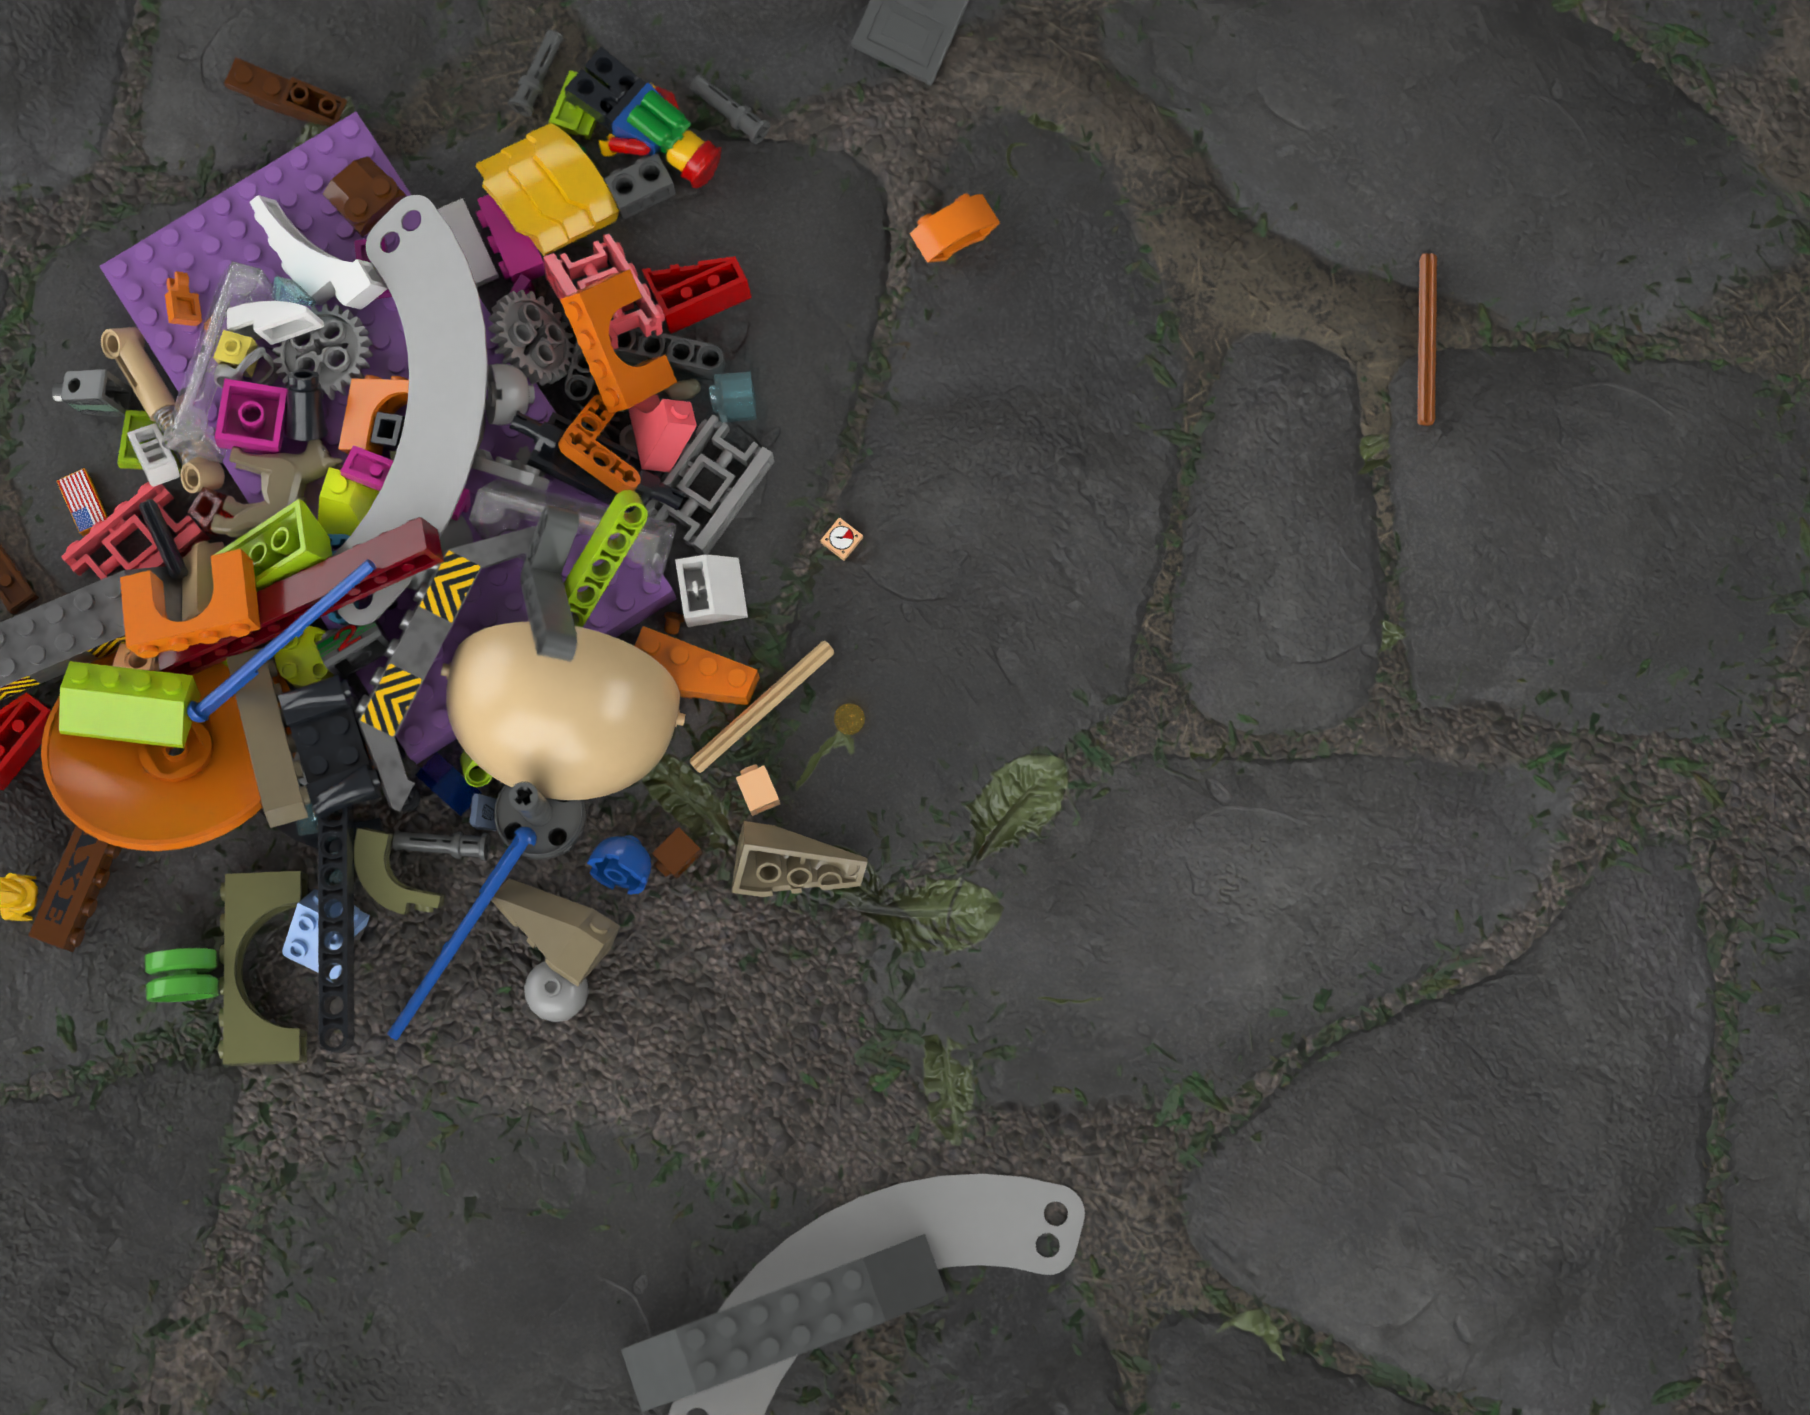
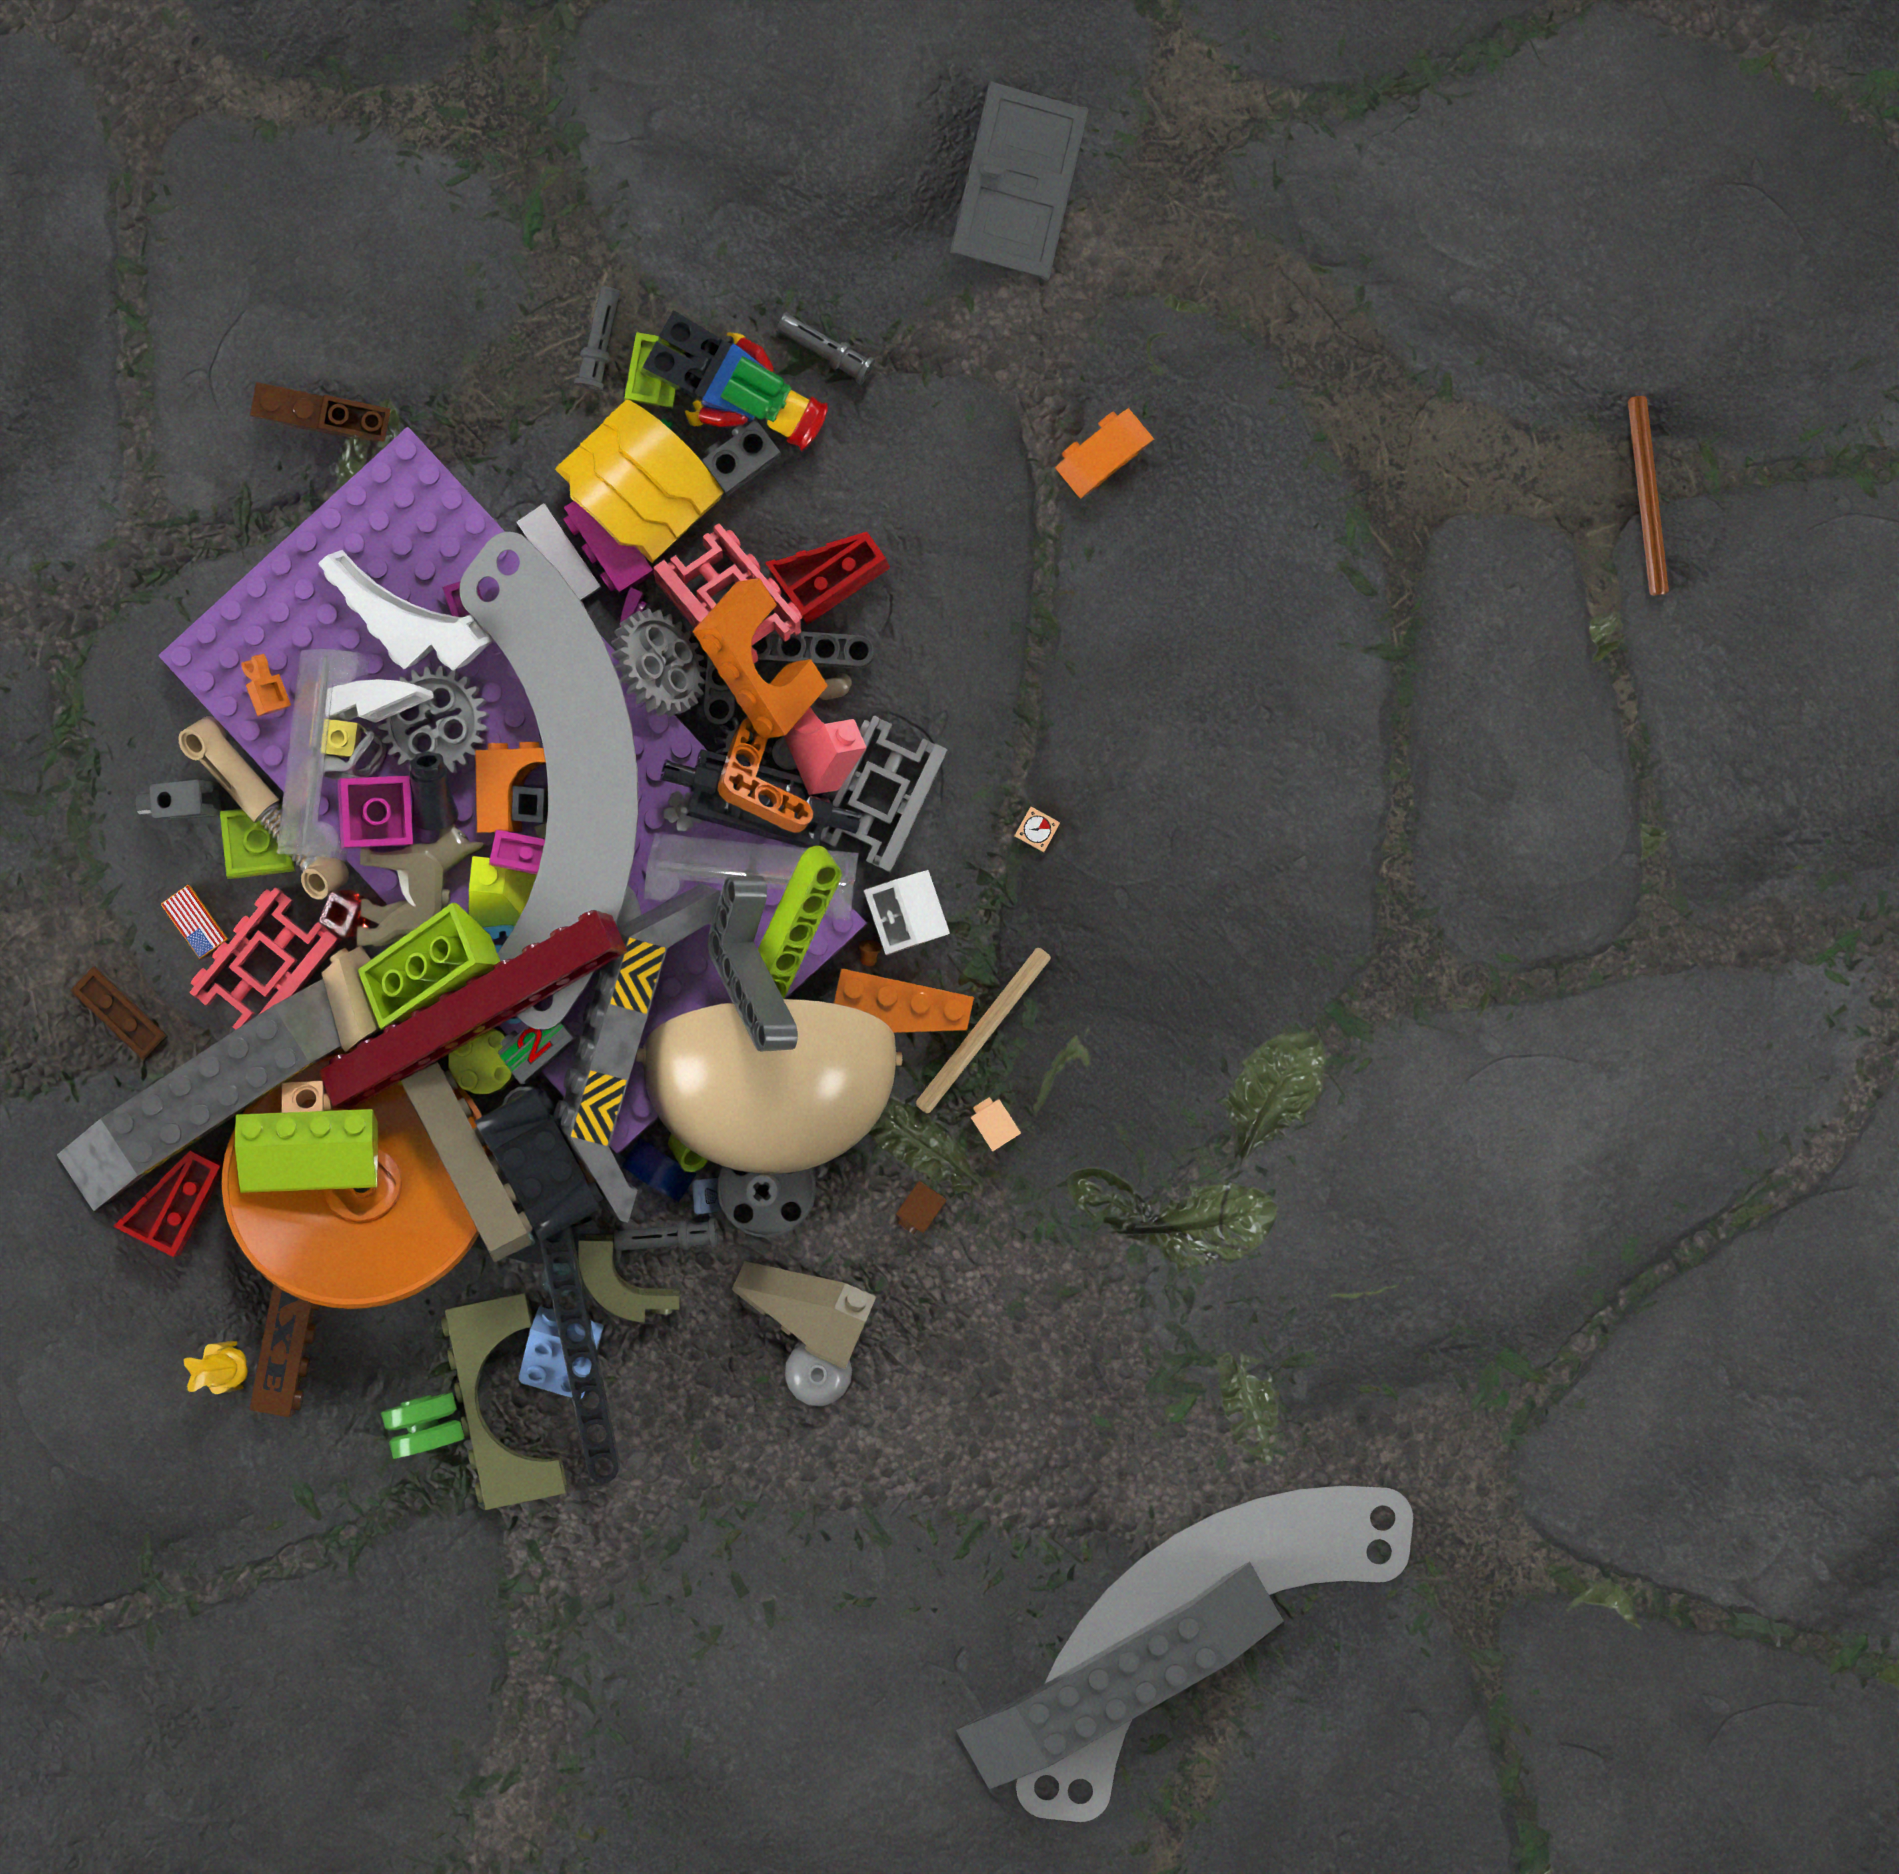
camera: 10 degrees left, 10 degrees up
(163, 539) = (299, 956): black axle -> none
(164, 464) = (278, 877): white slope -> none
(200, 711) = (387, 1146): blue bar -> none
(229, 613) = (406, 1041): orange arch -> none
(290, 291) = (391, 666): clear light blue slope -> none
(363, 194) = (440, 528): reddish brown slope -> none
(504, 468) = (661, 824): light grey hinge -> none
(507, 393) = (653, 738): light grey cylinder -> none
(523, 837) = (756, 1222): blue bar -> none
(621, 863) = (864, 1227): blue cylinder -> none
(733, 397) = (893, 692): clear light blue brick -> none
(782, 860) = (1032, 1195): dark tan wedge -> none
(849, 719) = (1079, 1028): clear yellow piece -> none

